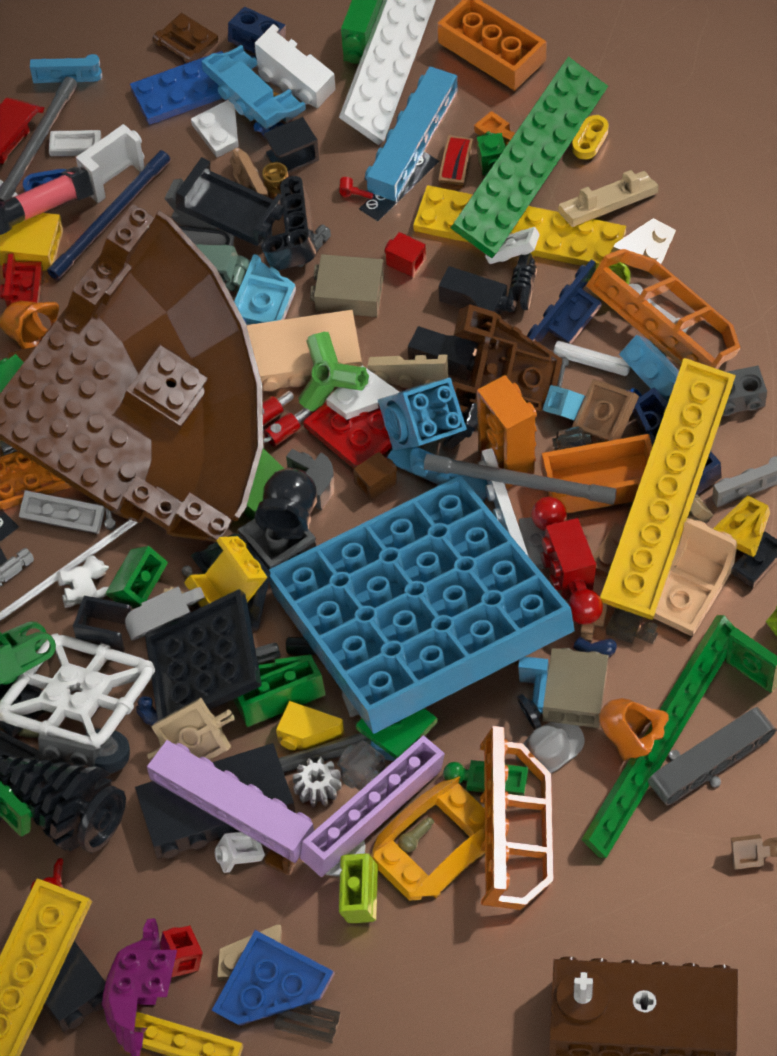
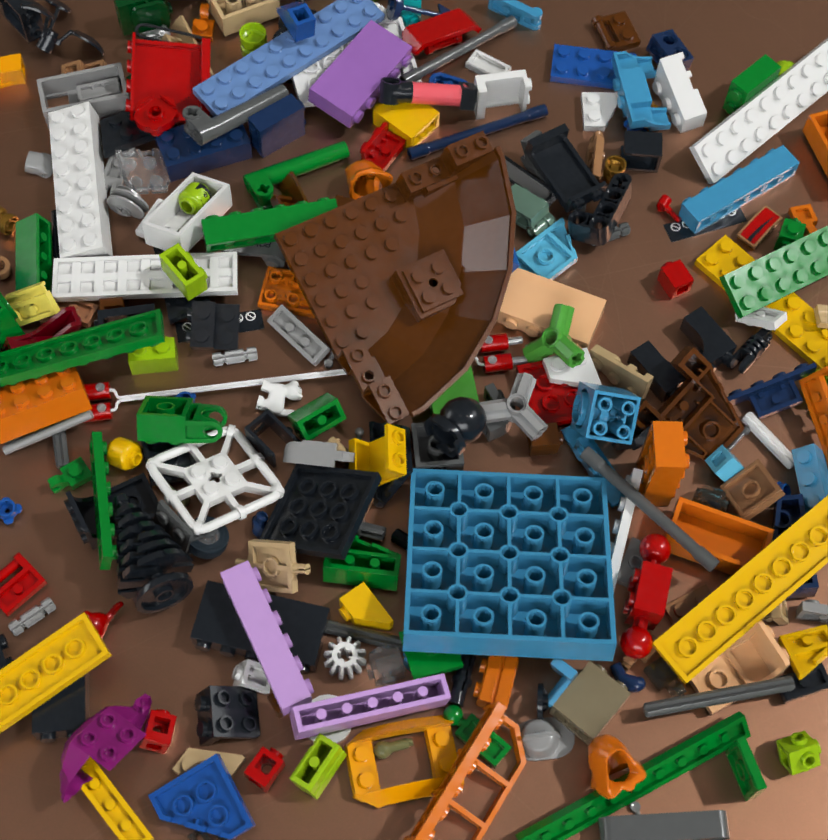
camera: 25 degrees right, 5 degrees up
(234, 897) = (226, 714): none -> black bracket
(307, 933) = (254, 770): none -> red brick
(345, 461) = (519, 396): none -> light grey piece
(348, 285) = (617, 279): dark tan brick -> none
(441, 735) = (462, 680): none -> black pin
(474, 715) = (496, 681): none -> orange brick
(689, 612) = (718, 696): none -> dark grey axle

